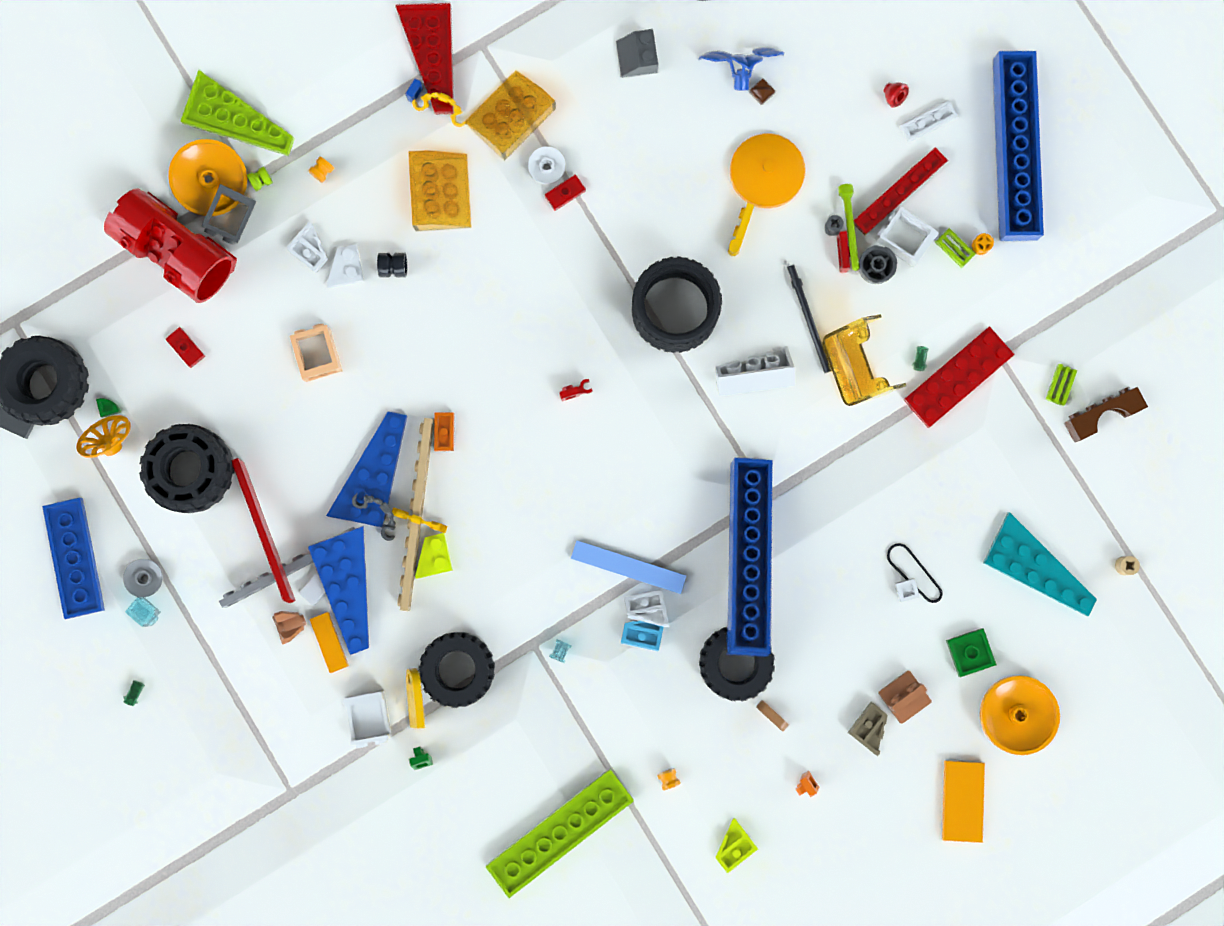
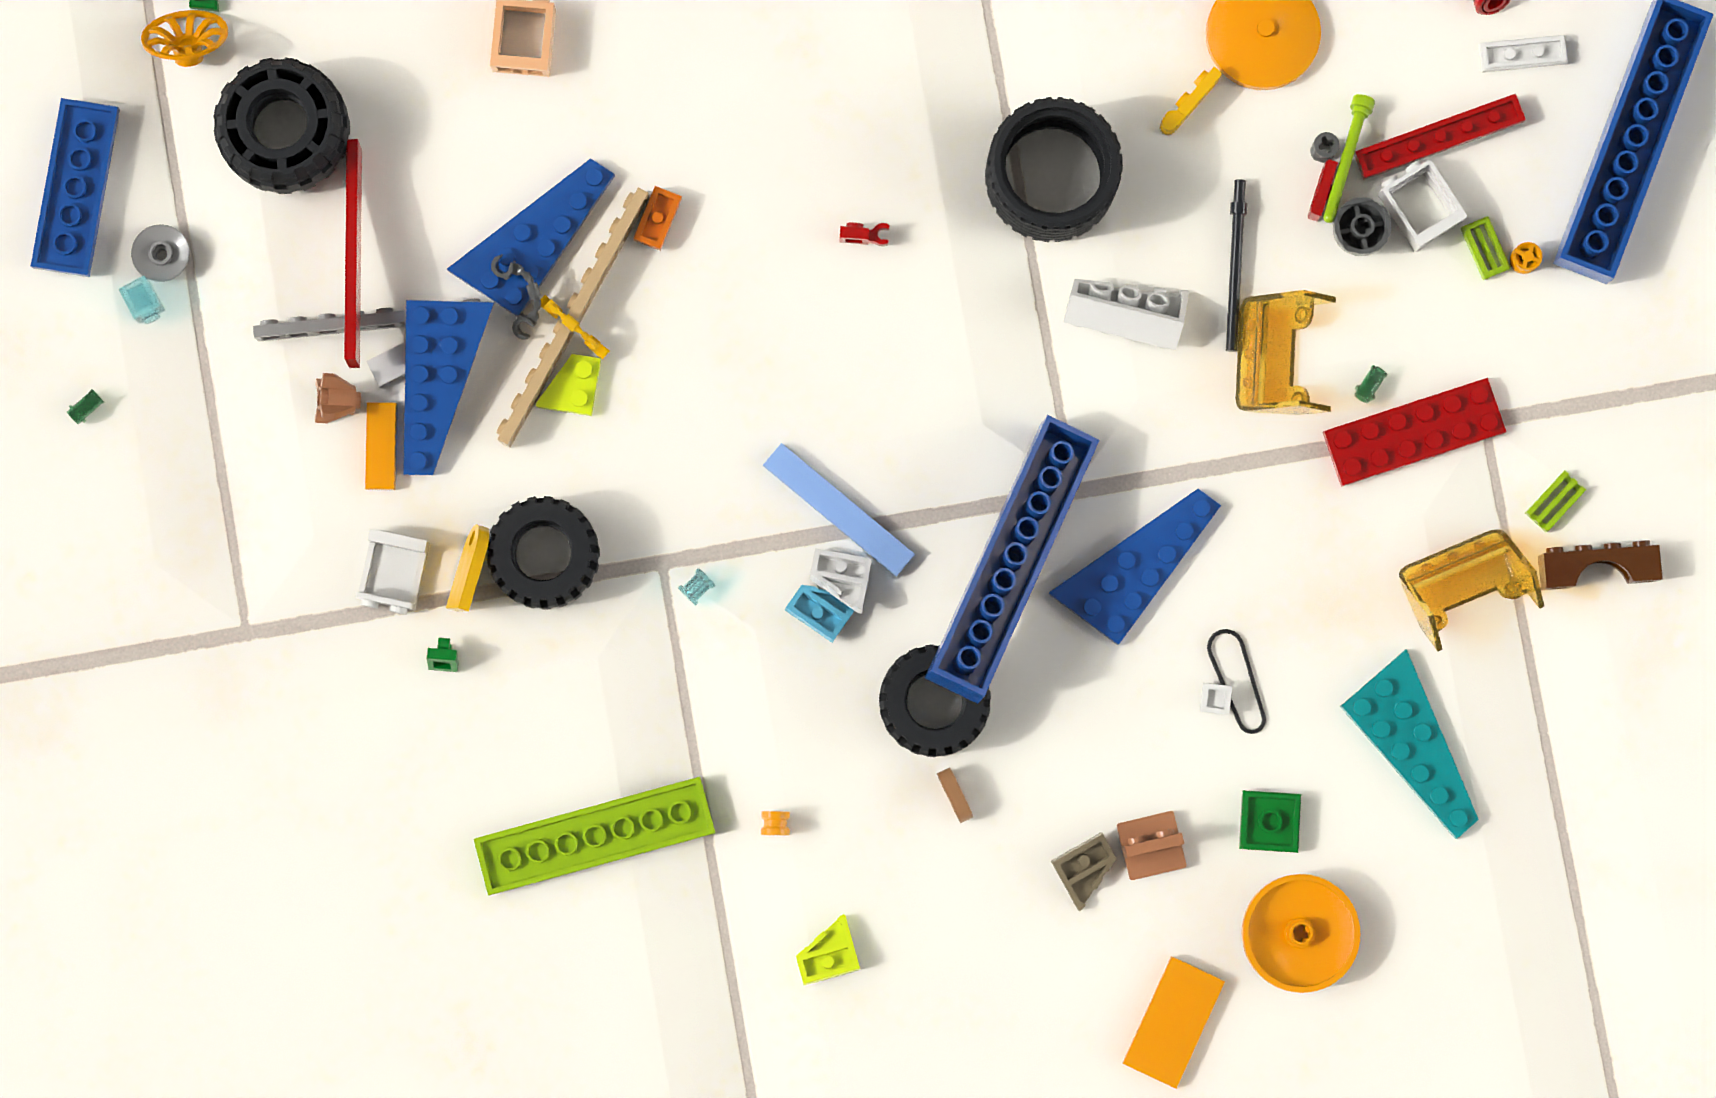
camera: 20 degrees right, 0 degrees up
(807, 785) = (965, 909): orange tile -> none
(821, 538) = (1126, 578): none -> blue wing
(1026, 450) = (1464, 574): none -> clear yellow windscreen
(1122, 565) = (1535, 791): tan wheel -> none

